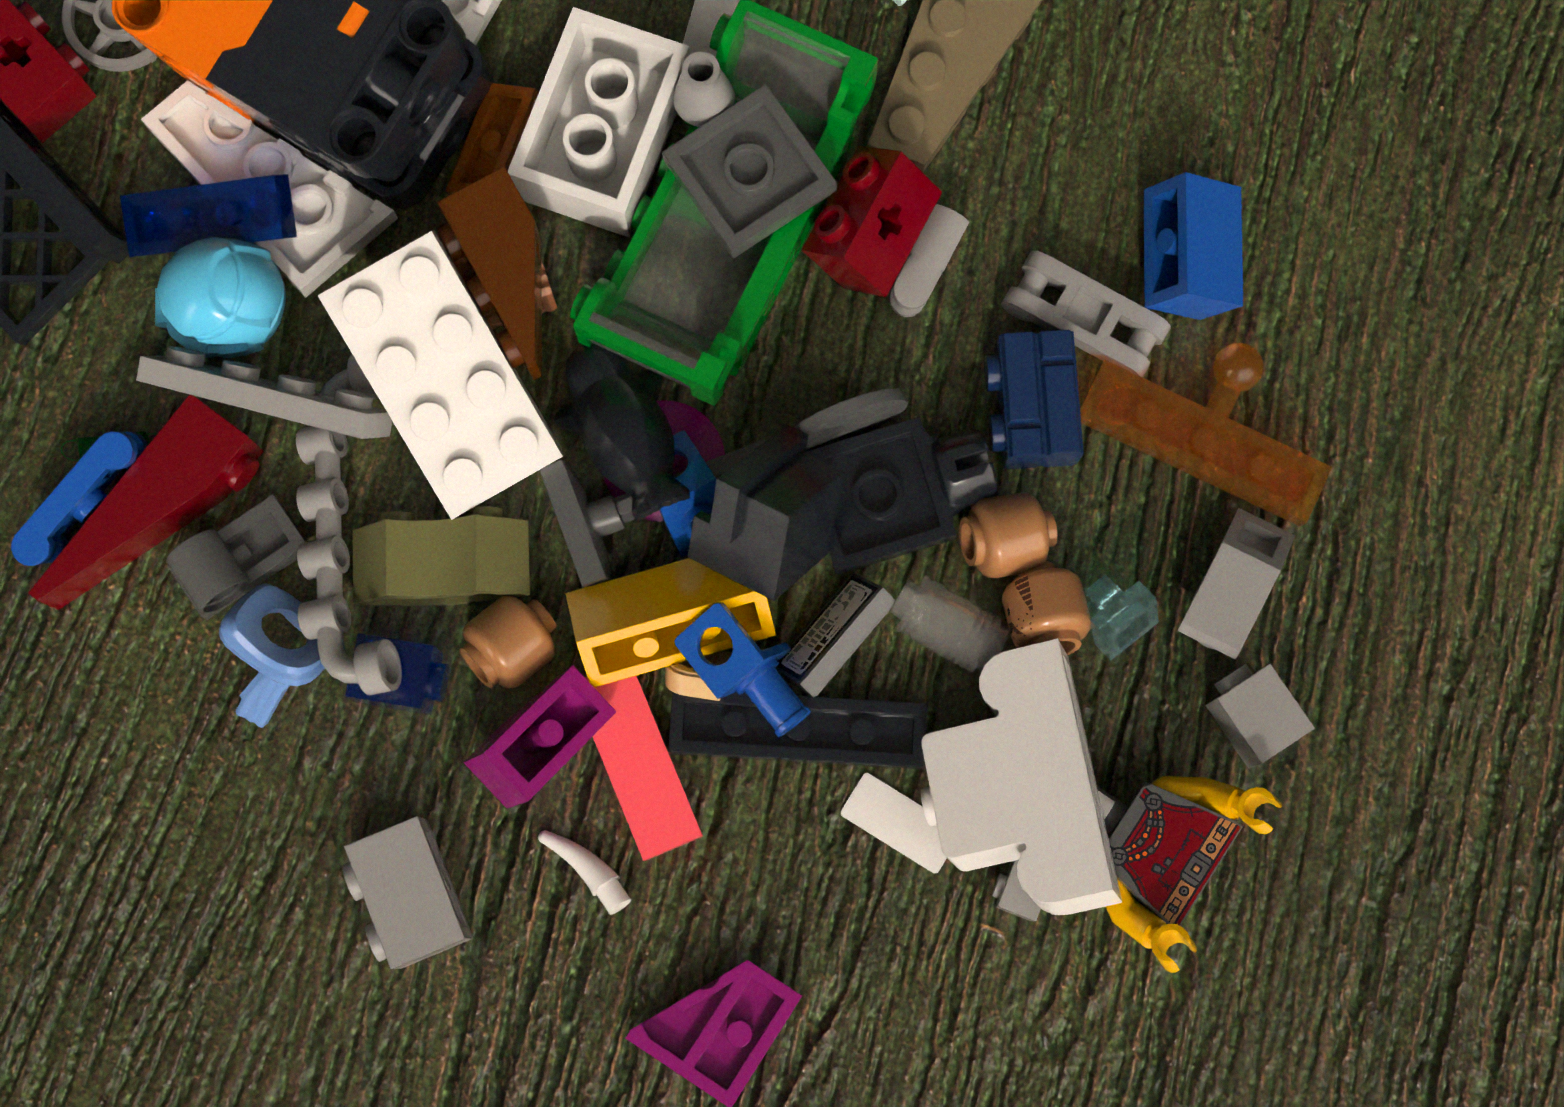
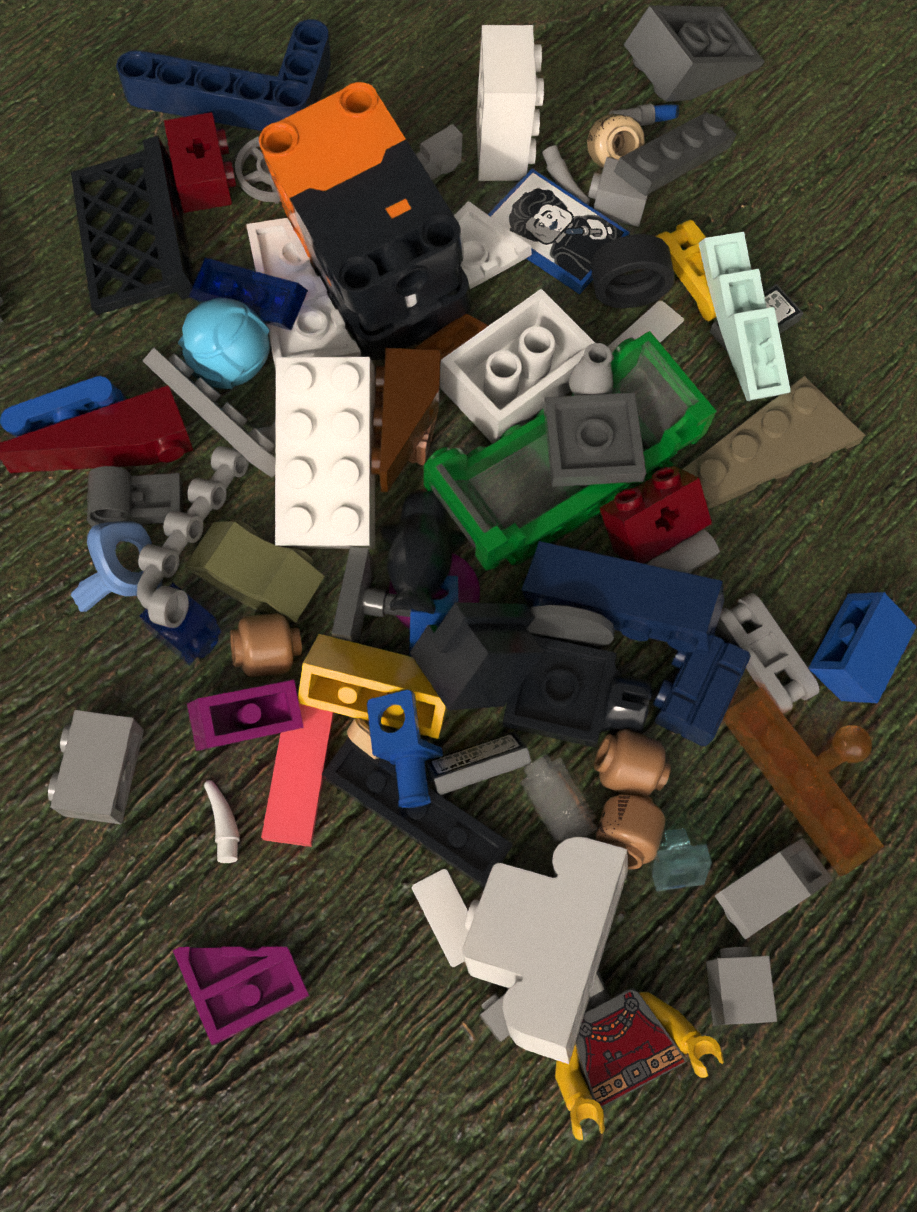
camera: 25 degrees right, 10 degrees down
(891, 345) = (632, 595): none -> dark blue brick

